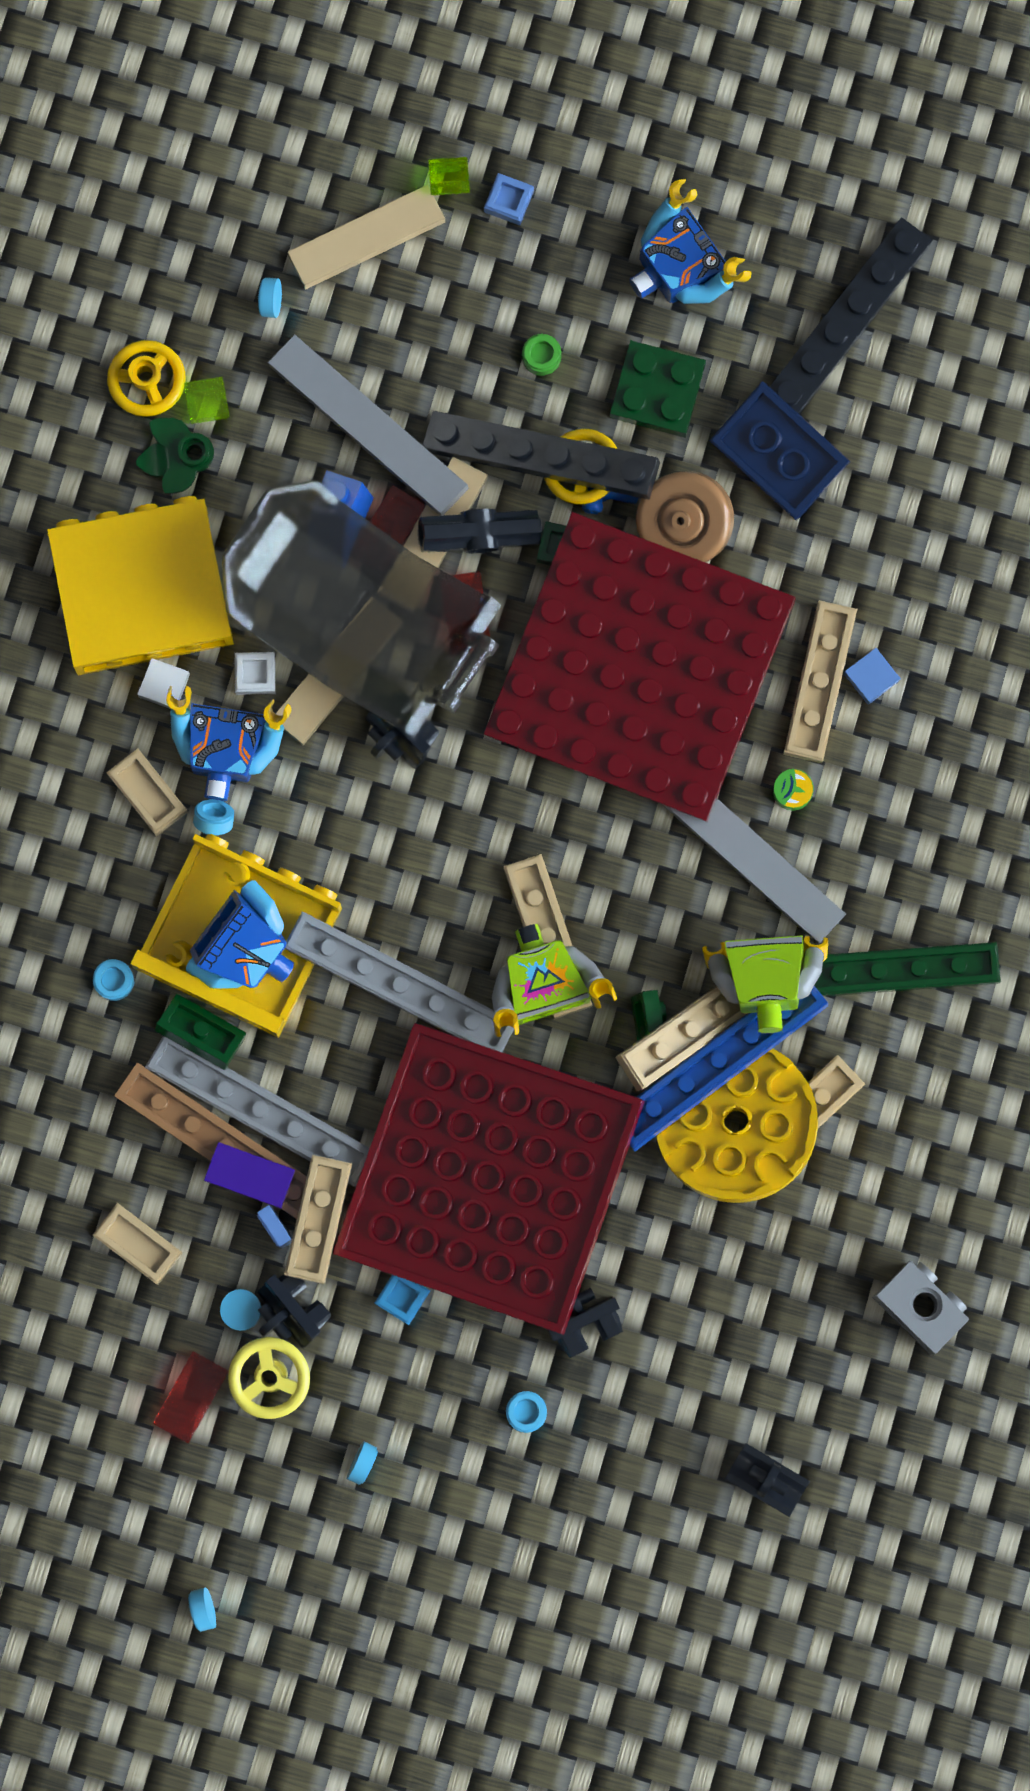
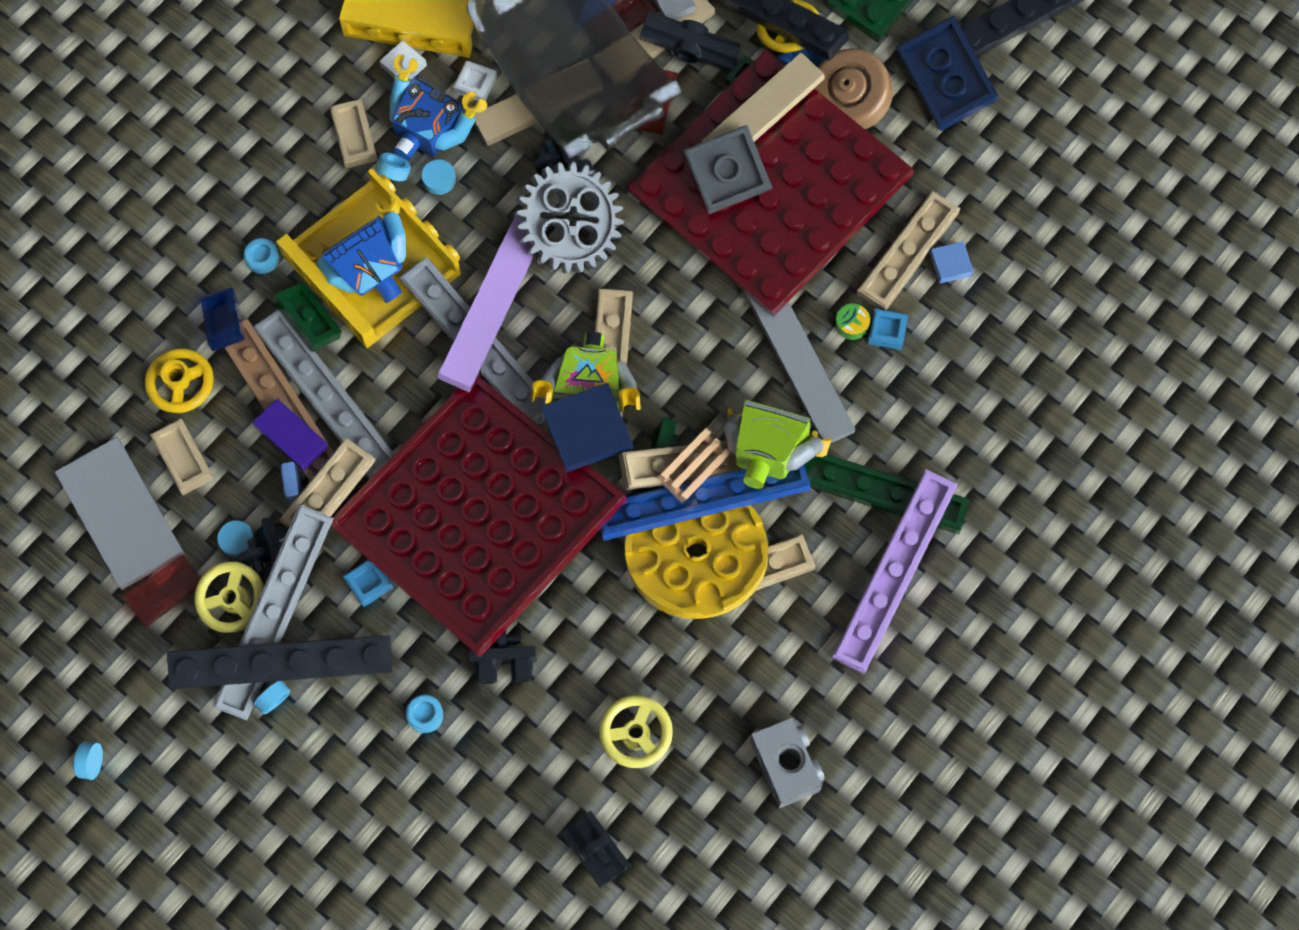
camera: 25 degrees right, 10 degrees down
(77, 1158) = (168, 369): none -> yellow piece
(101, 1334) = (119, 513): none -> light grey tile
(110, 1074) = (222, 319): none -> clear blue tile
(267, 806) = (438, 177): none -> medium azure tile
(324, 1374) = (278, 599): none -> light grey tile
(356, 1425) = (279, 661): none -> black plate
(398, 931) = (487, 311): none -> lavender tile
(449, 836) = (569, 187): none -> light grey gear
(569, 1041) = (587, 427): none -> dark blue tile
(593, 679) = (727, 169): none -> dark grey tile
(602, 590) = (773, 99): none -> tan tile
(709, 1002) = (713, 445): none -> light nougat tile
(754, 1309) = (643, 743): none -> light yellow piece
(834, 782) = (888, 329): none -> dark azure tile
(950, 1055) = (894, 572): none -> lavender tile

